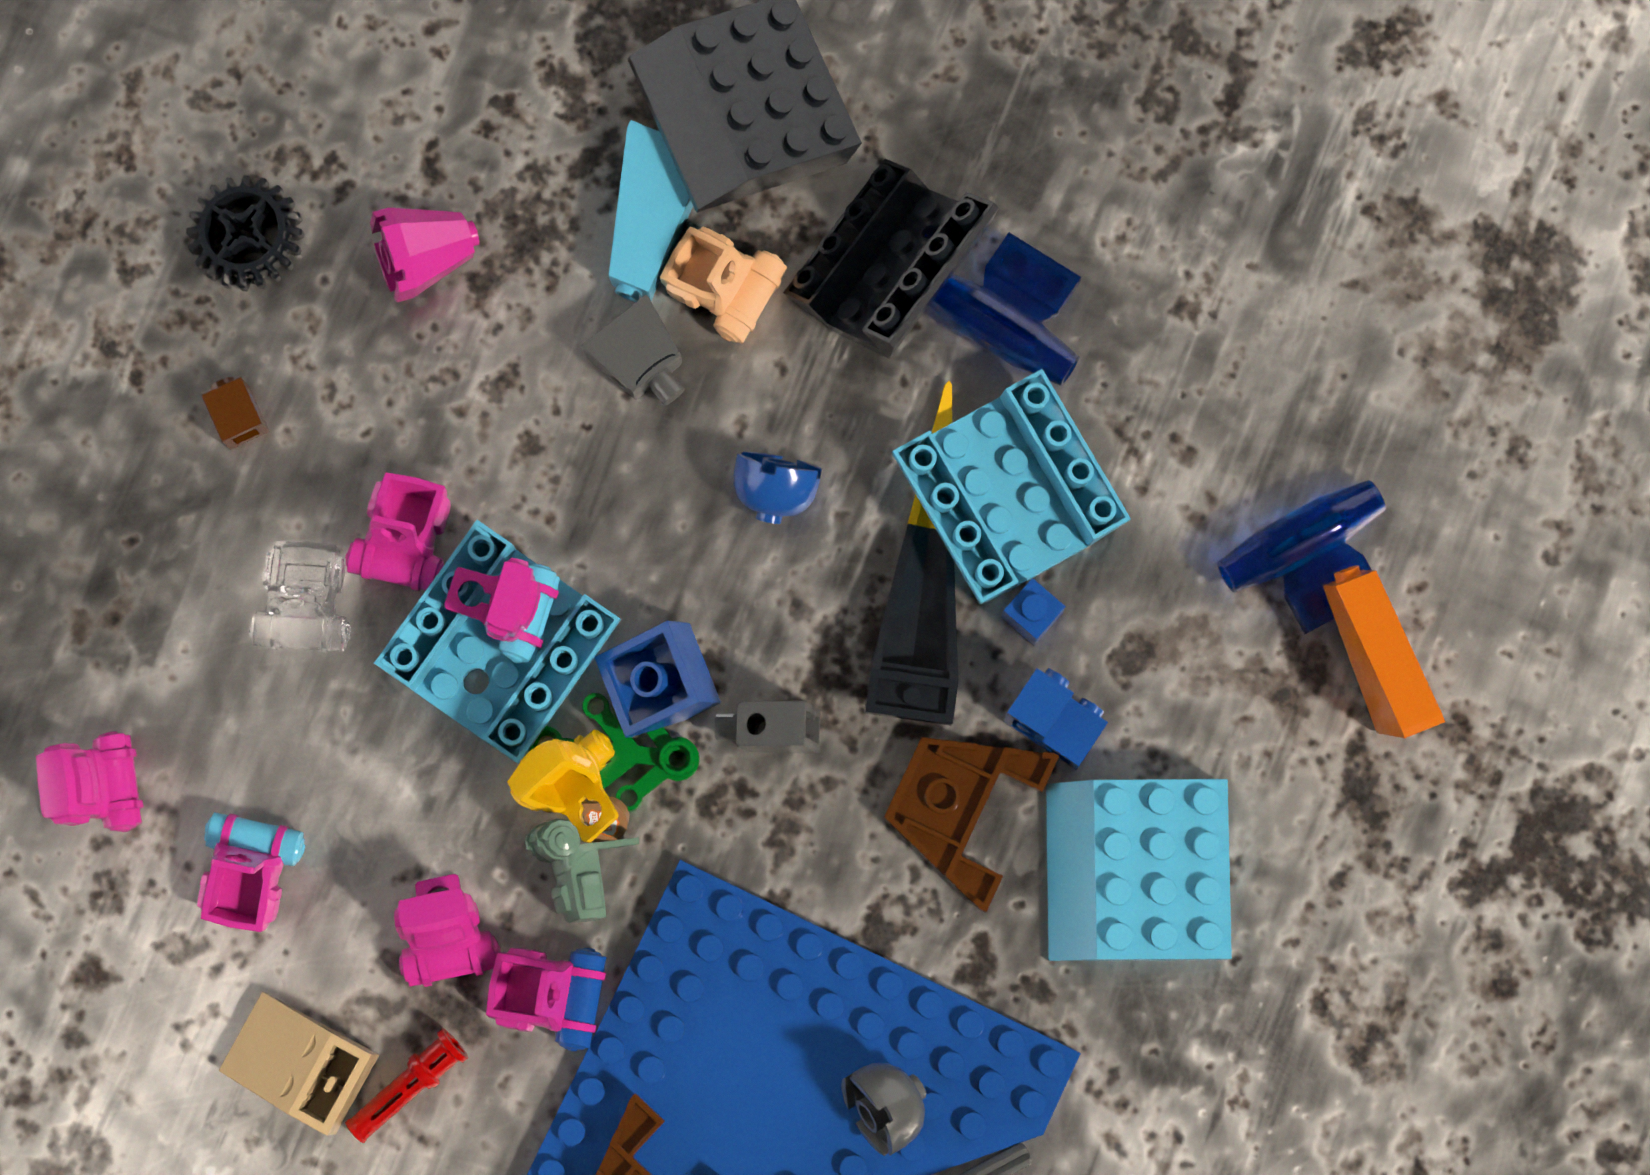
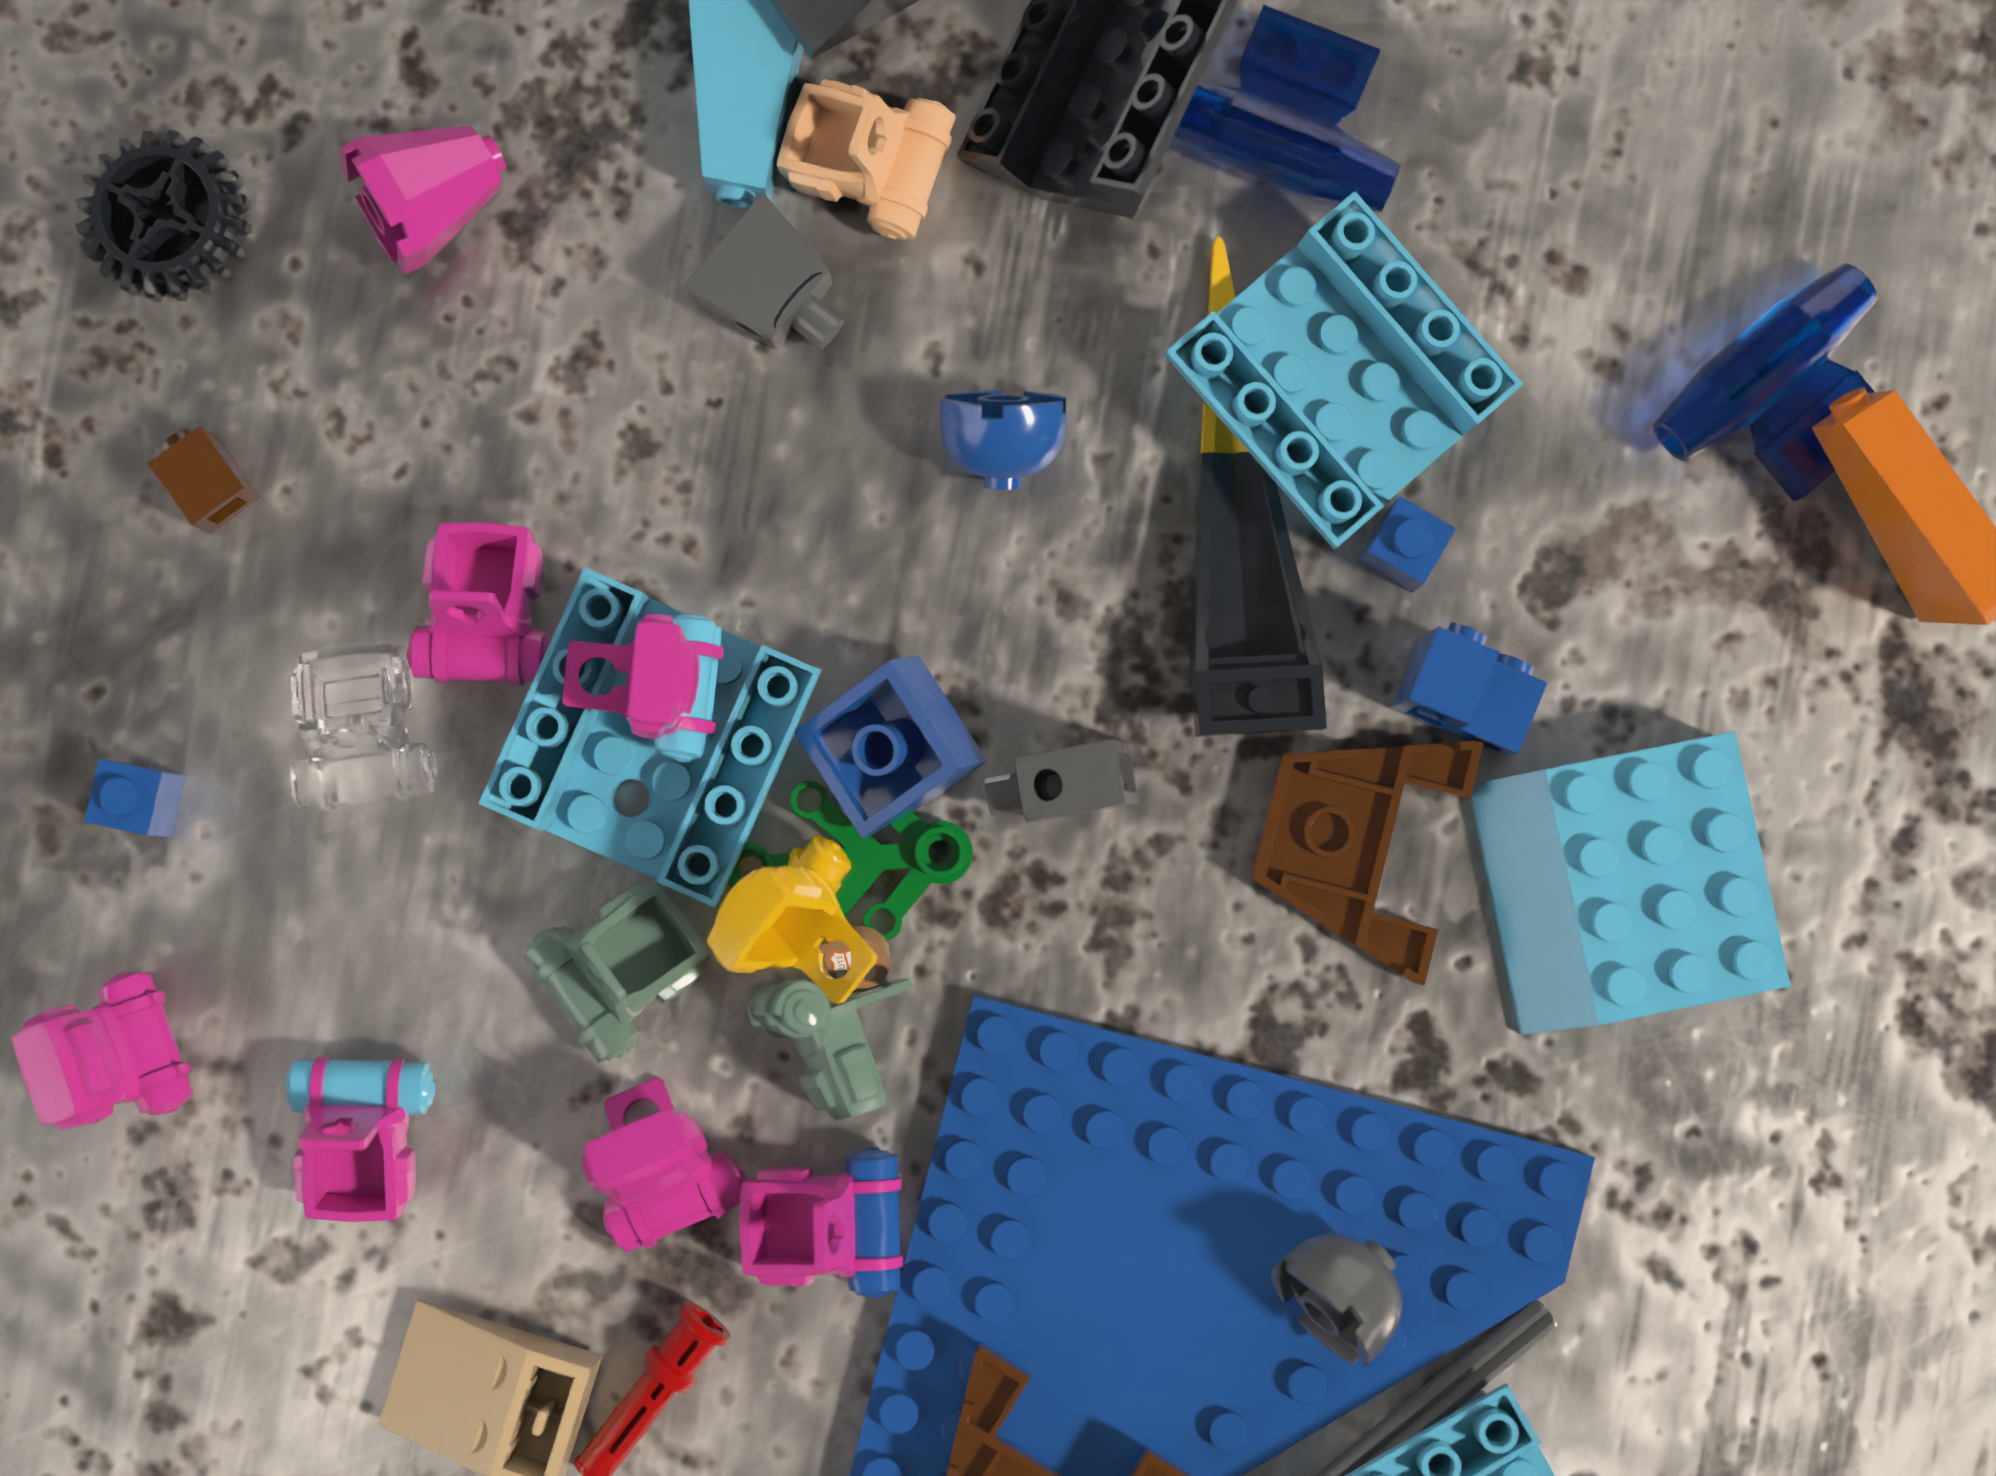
camera: 15 degrees left, 5 degrees up
(145, 616) = (135, 798): none -> blue brick
(444, 792) = (618, 966): none -> sand green piece

